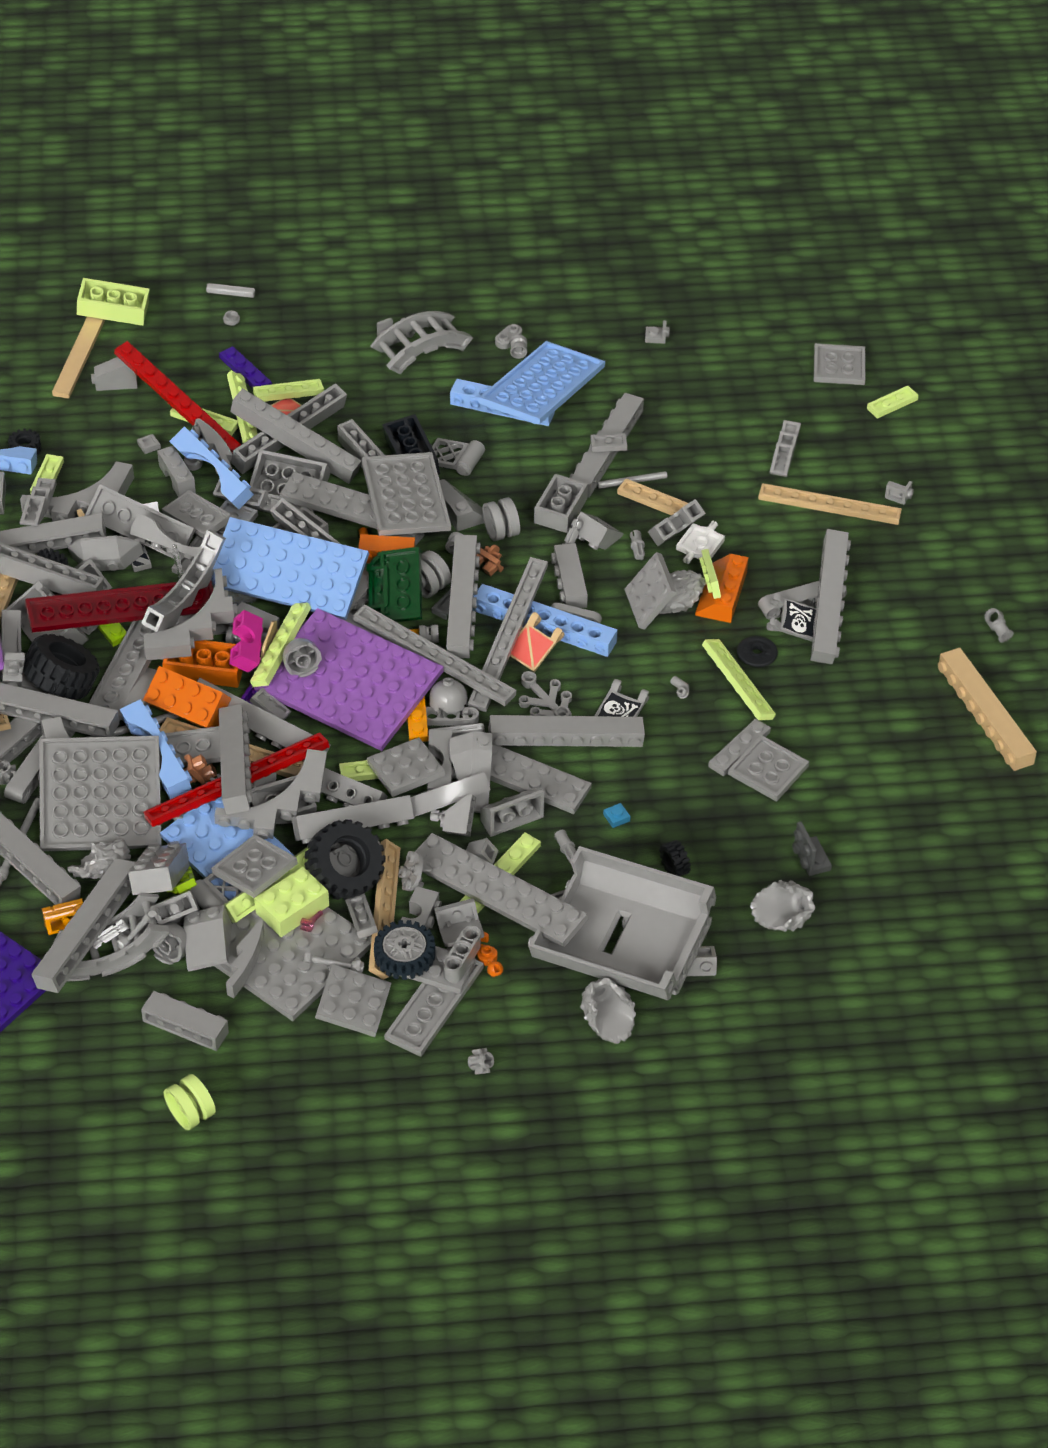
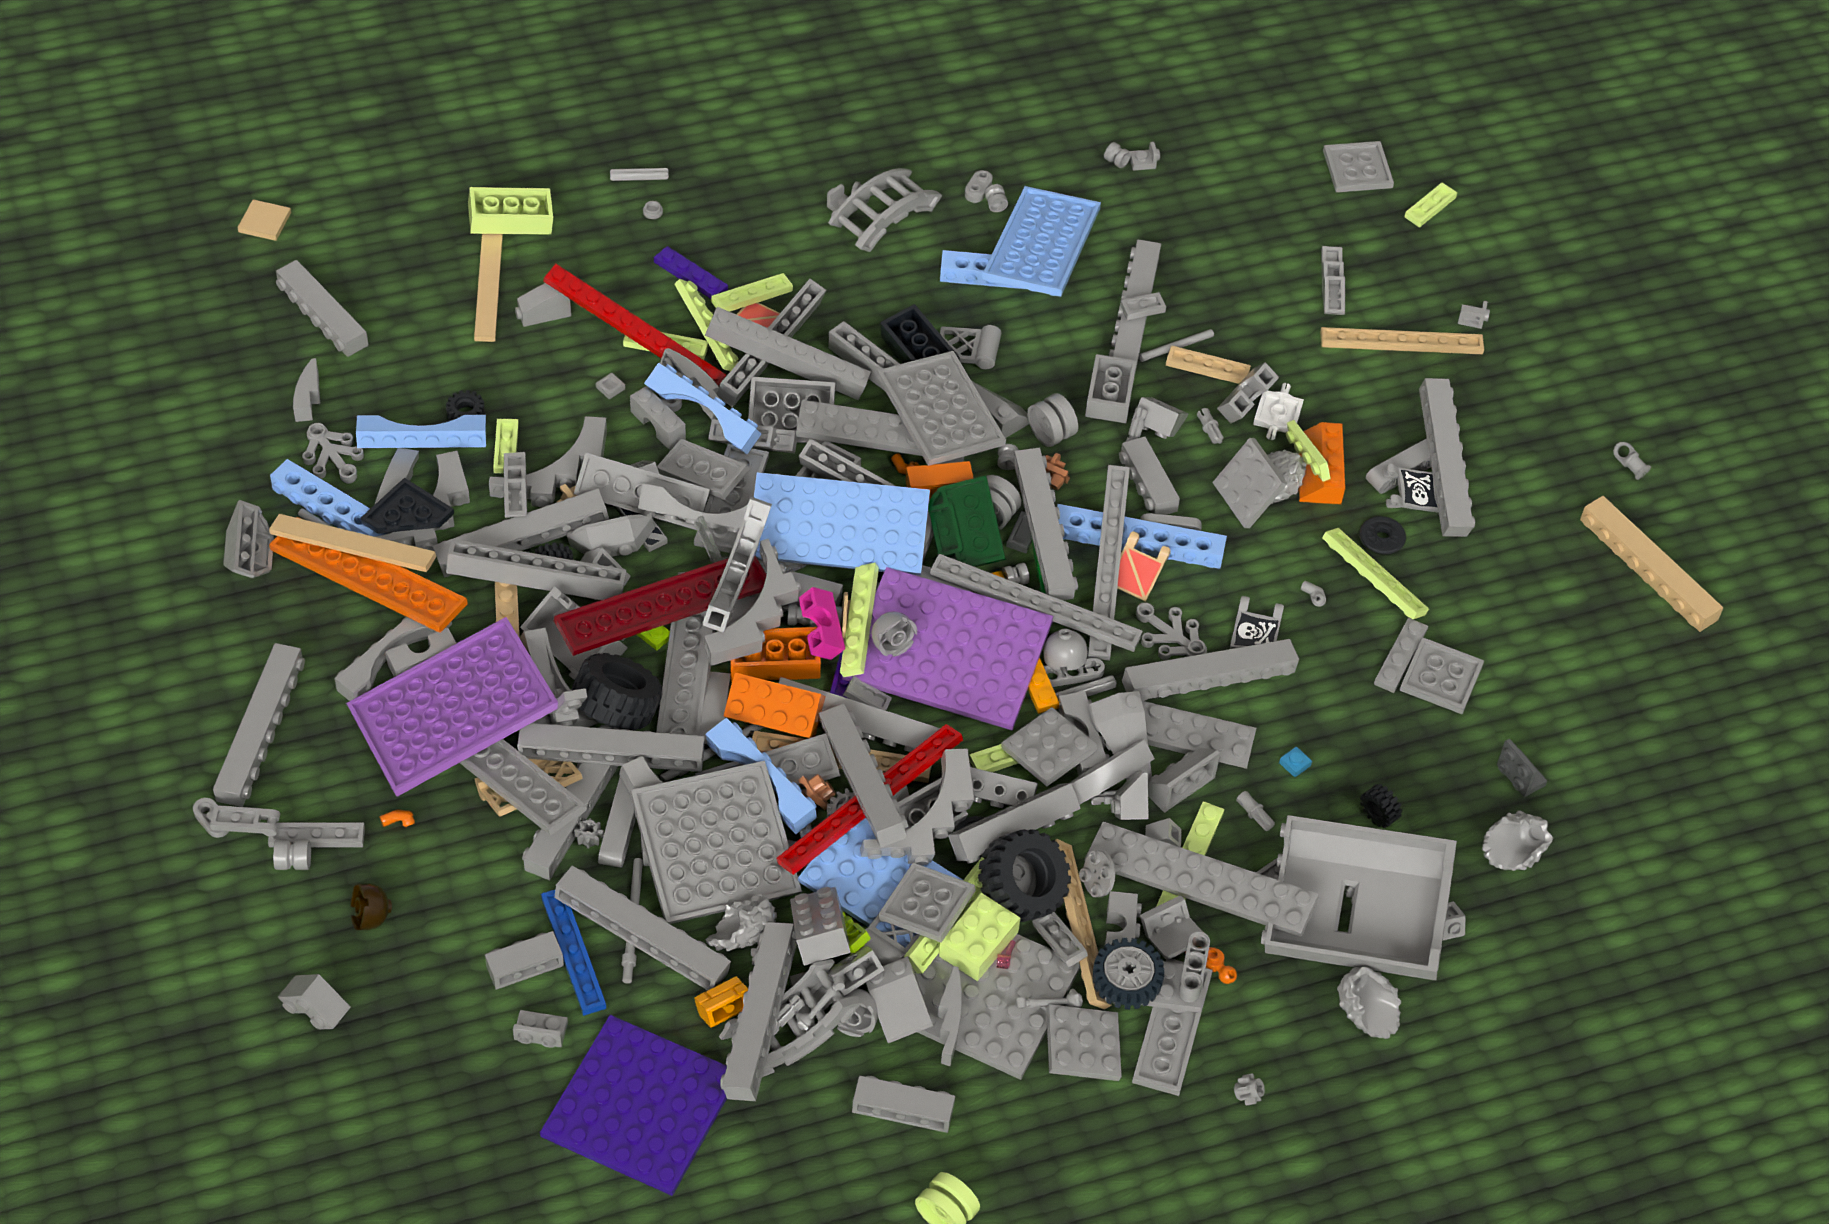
camera: 15 degrees left, 5 degrees up
(634, 328) = (1117, 155): none -> light grey wheel

